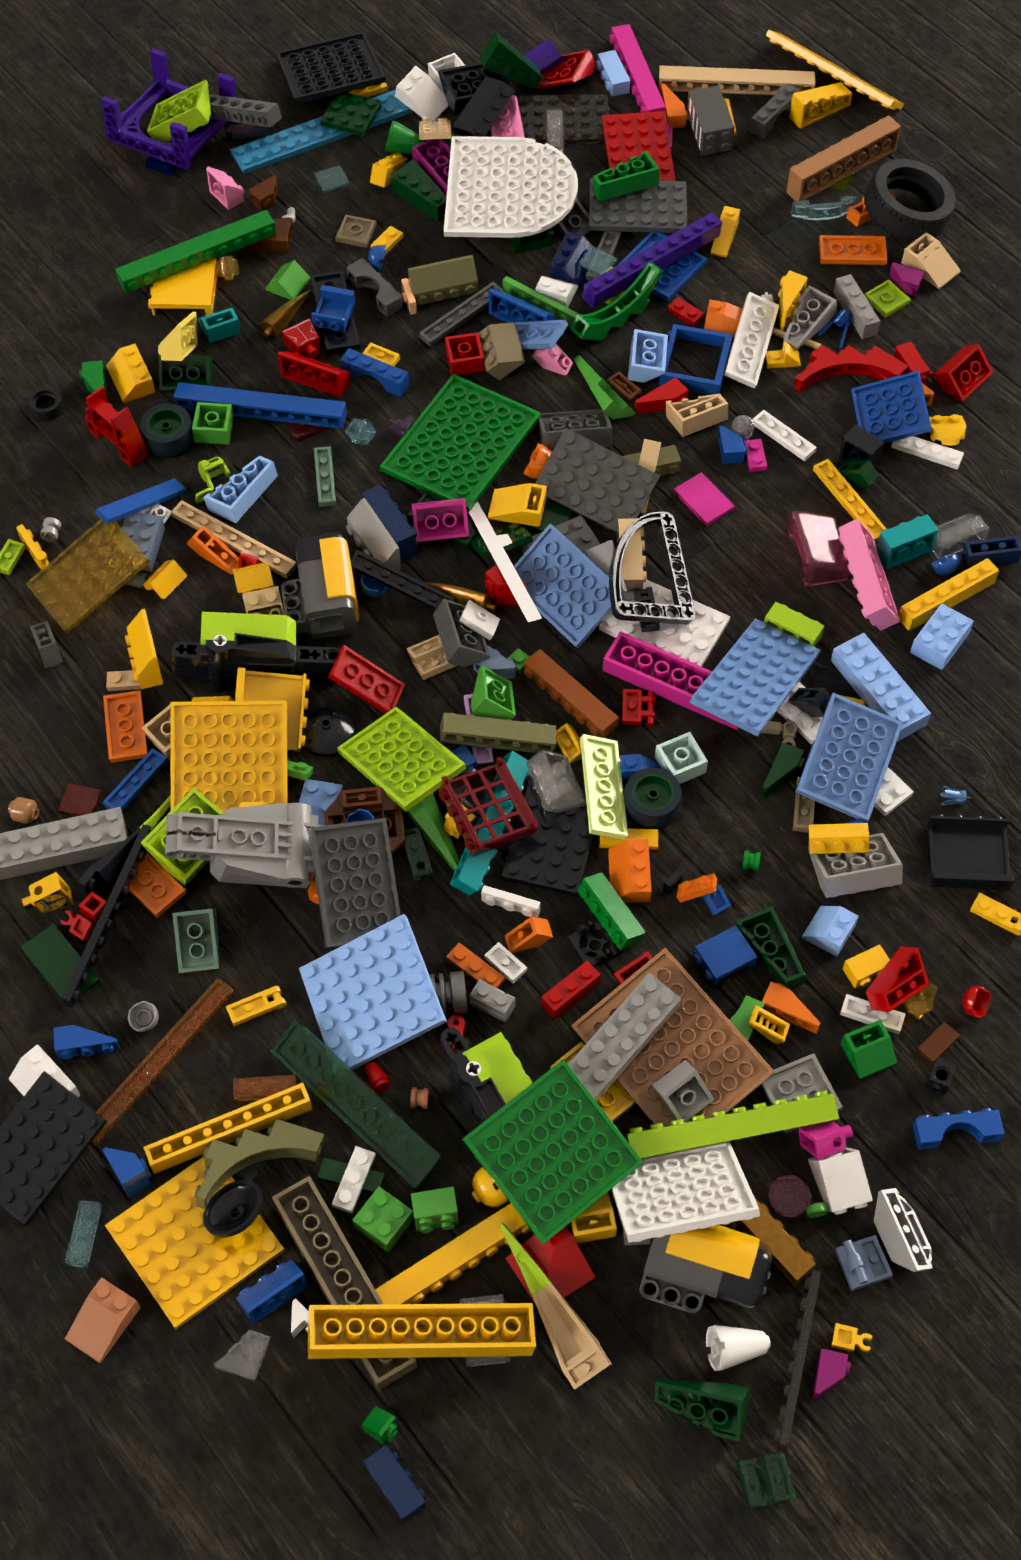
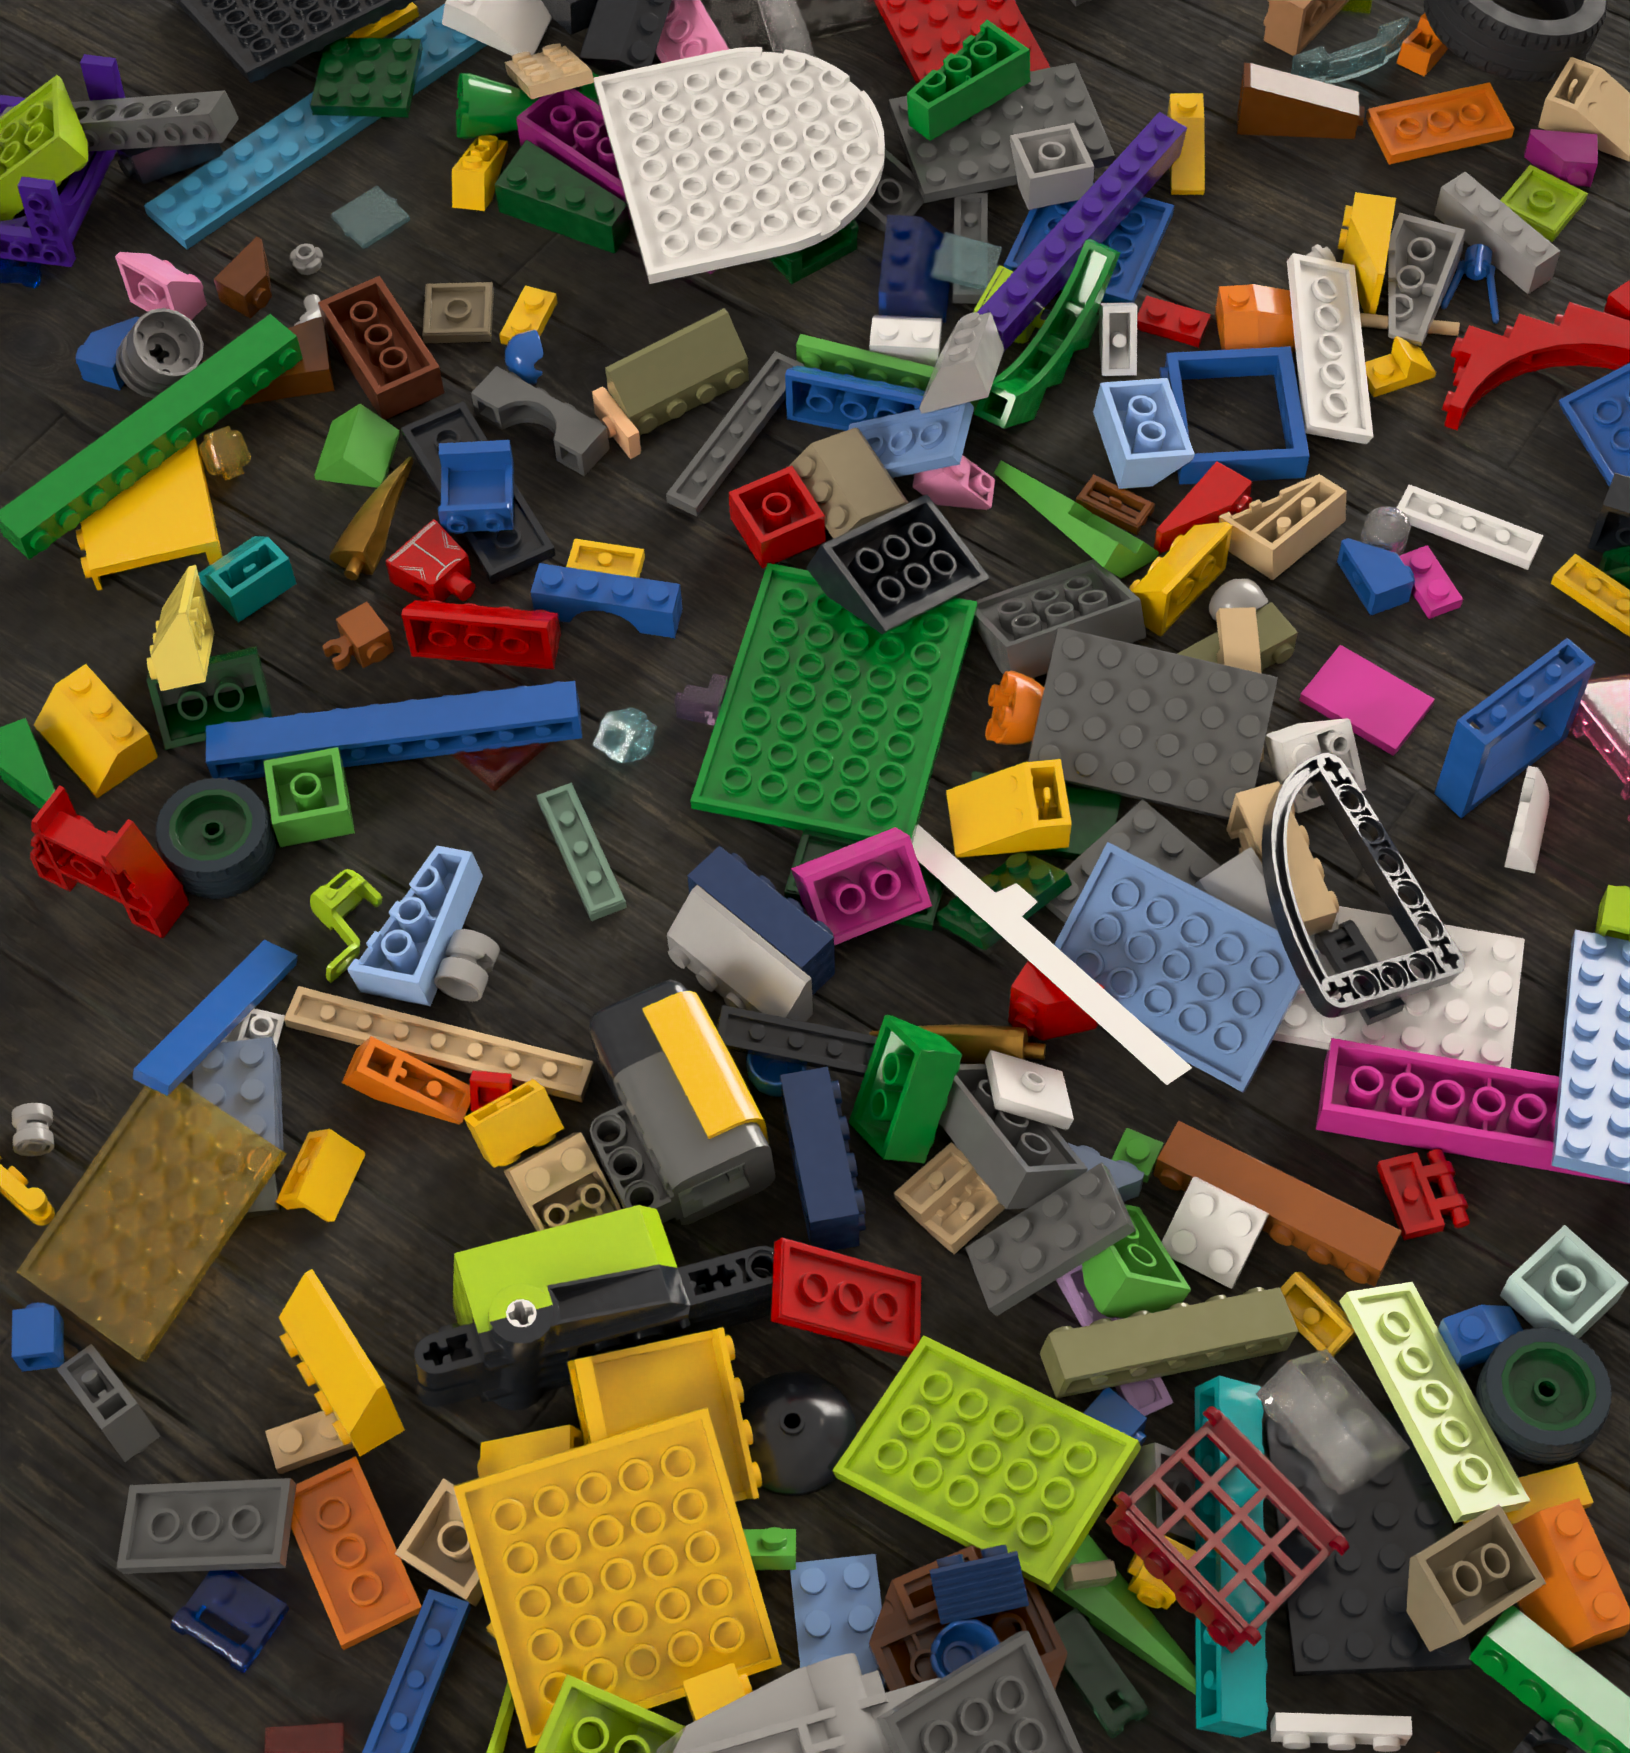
camera: 15 degrees left, 0 degrees up
(25, 611) = (37, 1337): none -> blue brick
(70, 700) = (207, 1526): none -> dark grey plate
(73, 734) = (238, 1604): none -> clear blue plate
(193, 212) = (98, 354): none -> blue slope
(212, 214) = (158, 351): none -> flat silver wheel
(256, 509) = (467, 963): none -> light grey wheel
(260, 361) = (362, 636): none -> dark orange brick
(295, 190) = (306, 259): none -> light grey plate
(313, 238) = (381, 348): none -> copper brick
(375, 799) = (979, 1585): none -> dark blue brick
(378, 624) = (822, 1159): none -> dark blue brick
(424, 605) = (904, 1090): none -> green slope
(425, 811) = (1089, 1575): none -> dark tan tile
(462, 679) = (1049, 1239): none -> dark grey plate
(509, 387) = (897, 566): none -> black slope
(537, 697) = (1213, 1232): none -> white plate
(571, 304) = (965, 364): none -> light grey slope
(585, 854) = (1469, 1578): none -> dark tan slope
(639, 425) = (1182, 574): none -> yellow slope
(652, 225) = (1051, 165): none -> light grey slope
(655, 313) = (1118, 338): none -> white slope
(663, 437) = (1237, 594): none -> light grey hair
(676, 509) = (1305, 740): none -> white slope
(751, 508) = (1507, 739): none -> blue window
(753, 568) = (1529, 823): none -> white slope
(783, 225) = (1295, 106): none -> reddish brown slope

